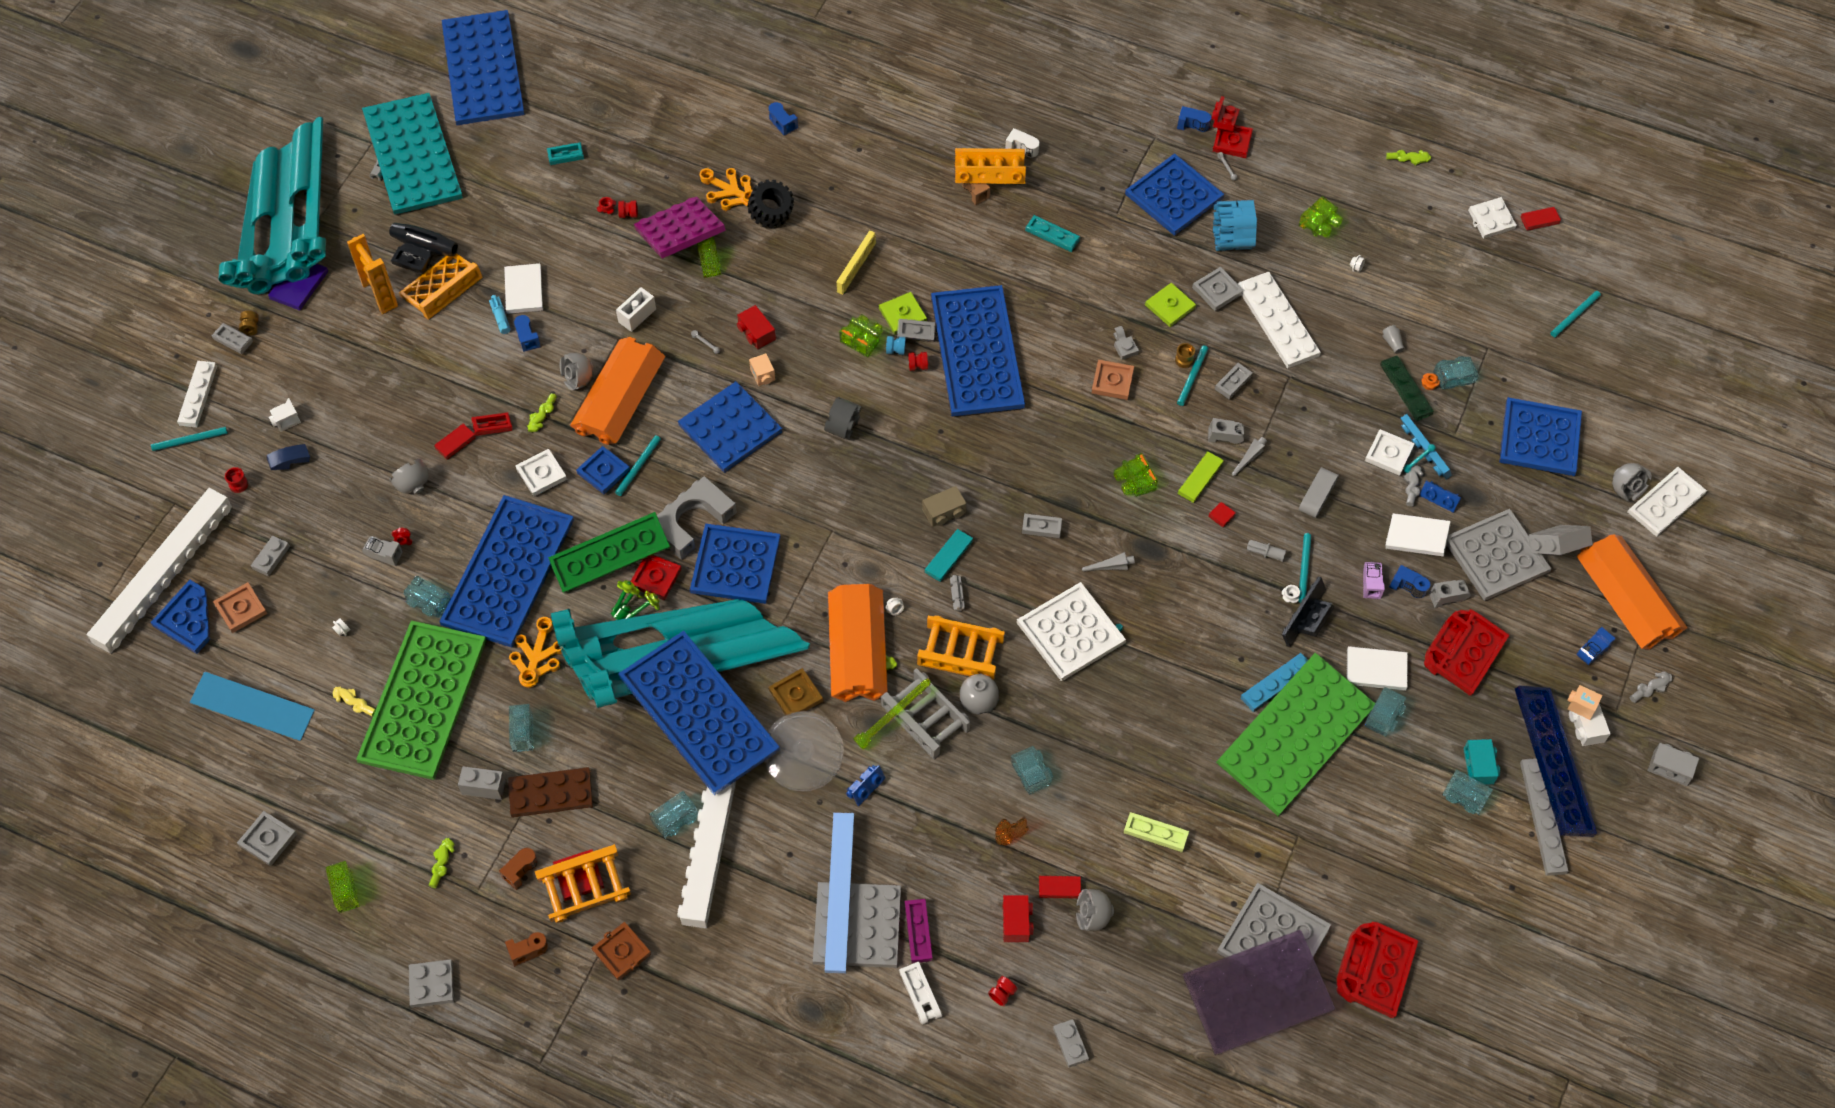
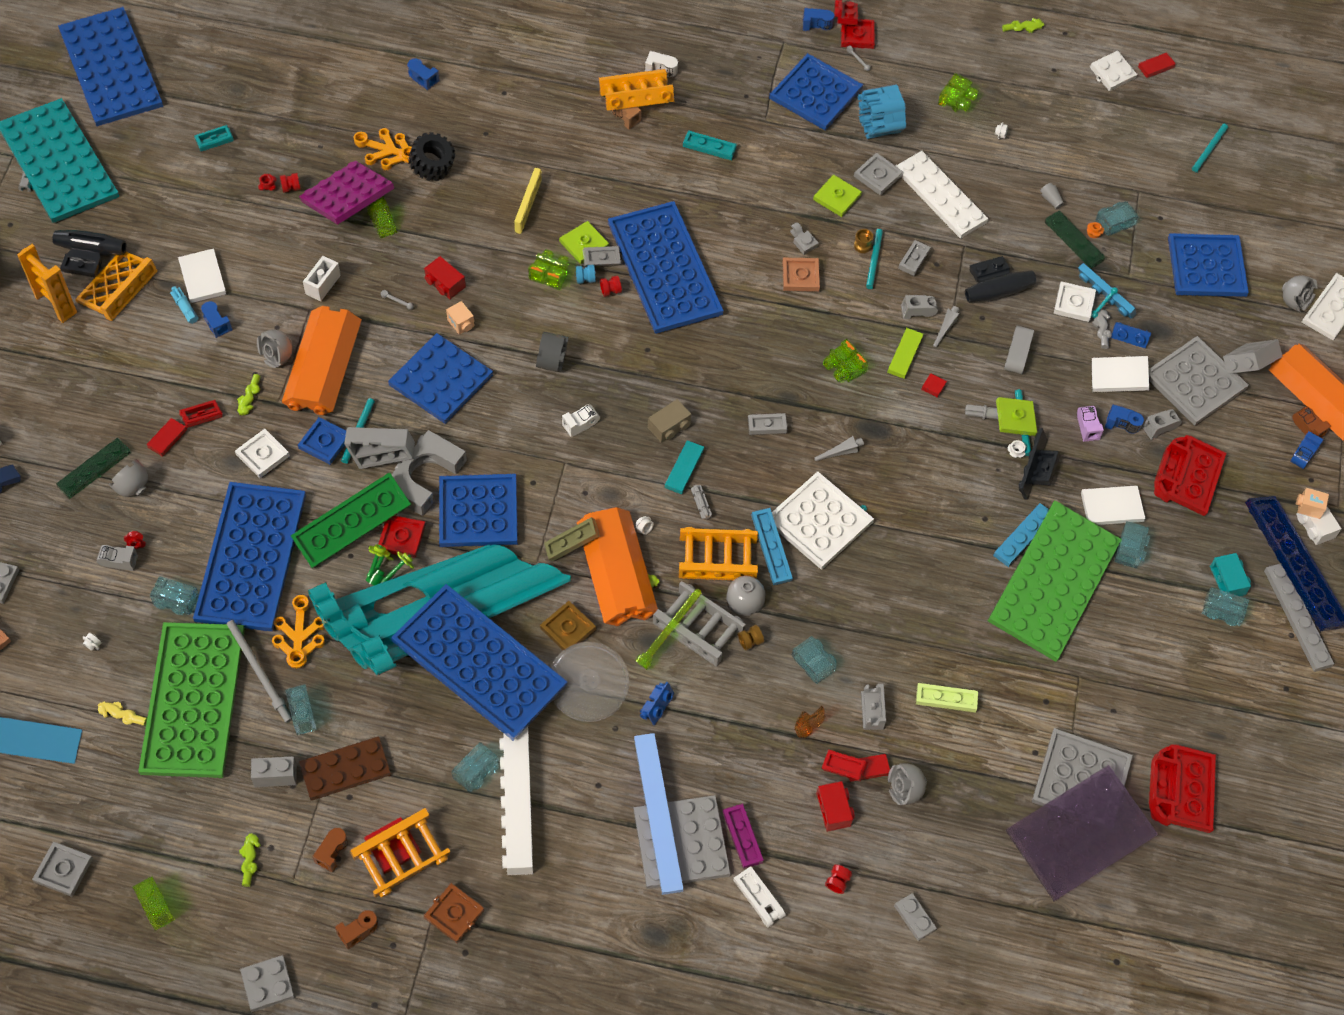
camera: 15 degrees left, 0 degrees up
(379, 460) = (93, 468): none -> clear green plate
(501, 717) = (278, 702): none -> light grey bar
(651, 483) = (378, 445): none -> light grey wedge
(818, 608) = (572, 539): none -> olive plate
(856, 491) = (580, 420): none -> white leg
(975, 734) = (750, 637): none -> pearl gold wheel
(1015, 649) = (771, 546): none -> dark azure plate
(1035, 880) = (844, 765): none -> red tile
(1079, 828) = (873, 707): none -> light grey hinge
(1297, 560) = (1016, 416): none -> lime plate
(1313, 418) = (996, 280): none -> black plate
(1608, 619) = (1307, 421): none -> dark orange leg

